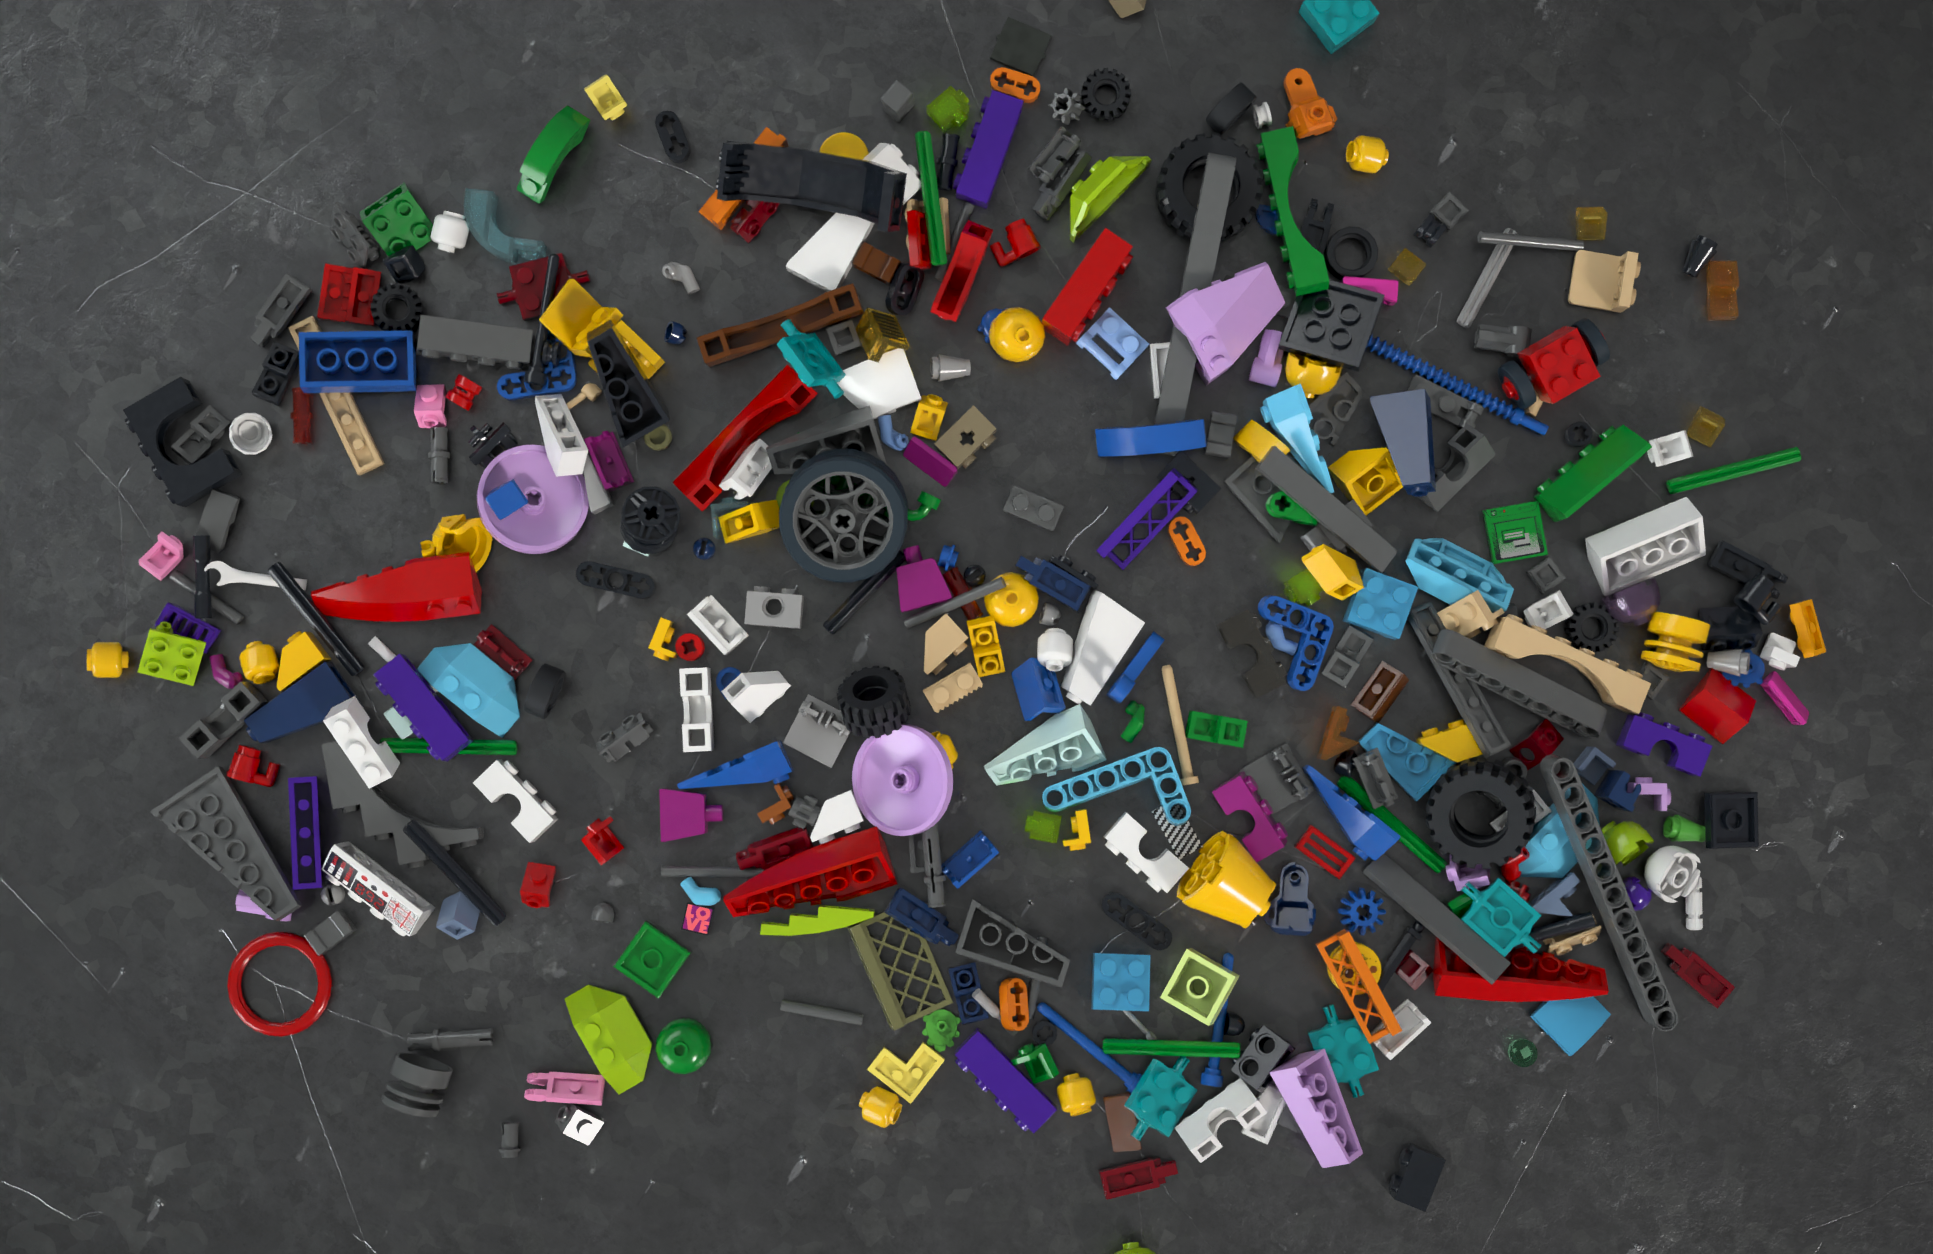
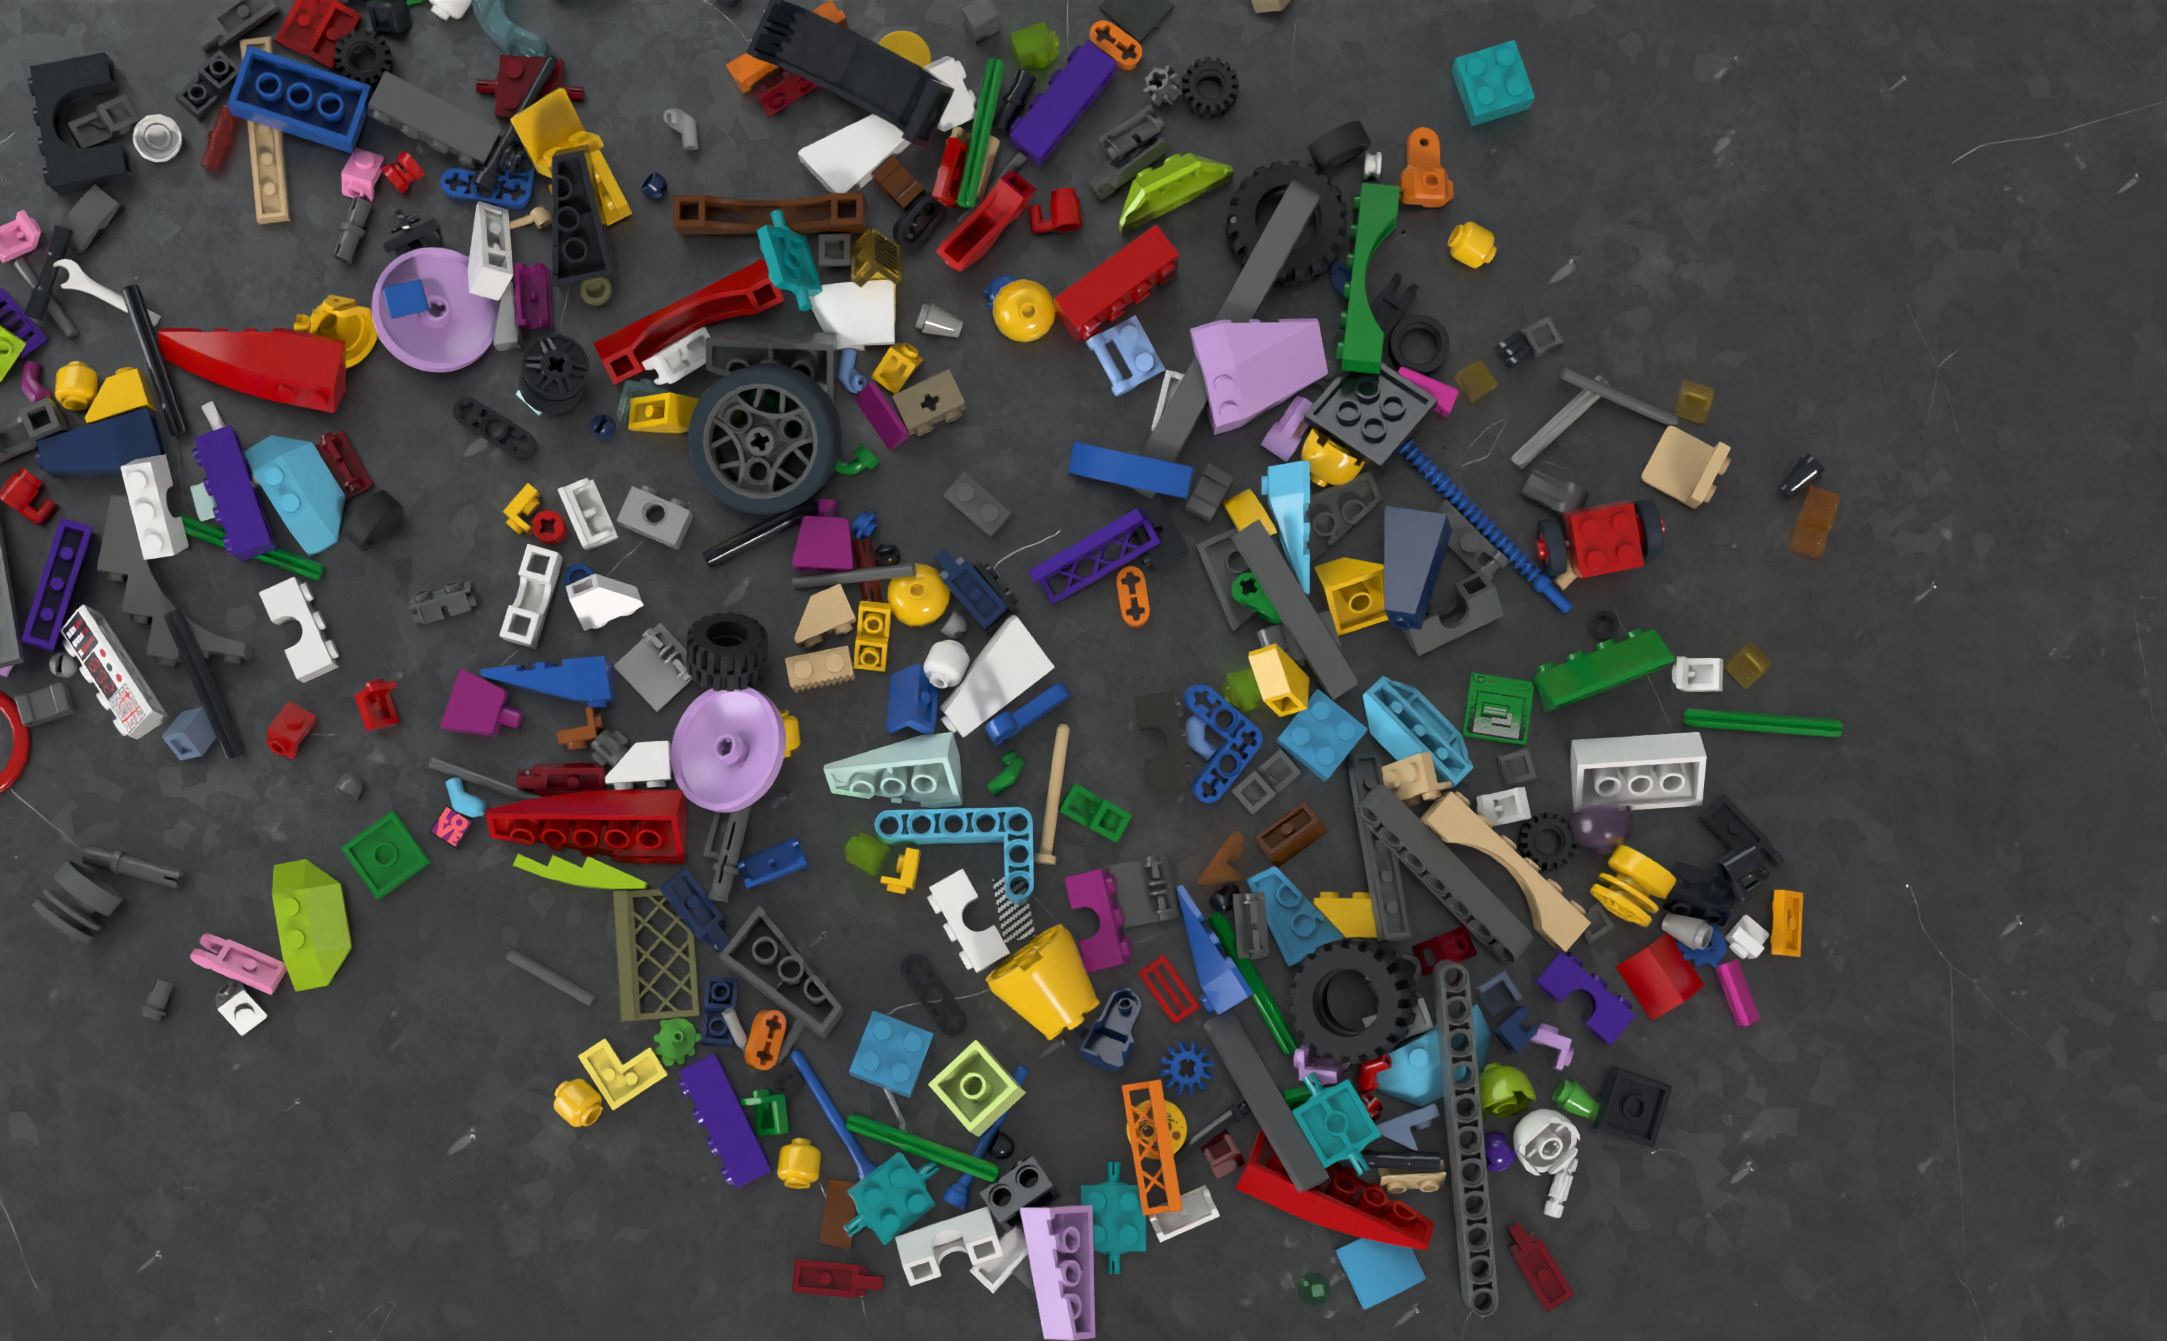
camera: 15 degrees right, 5 degrees down
(683, 1046) = (385, 962): green cylinder -> none

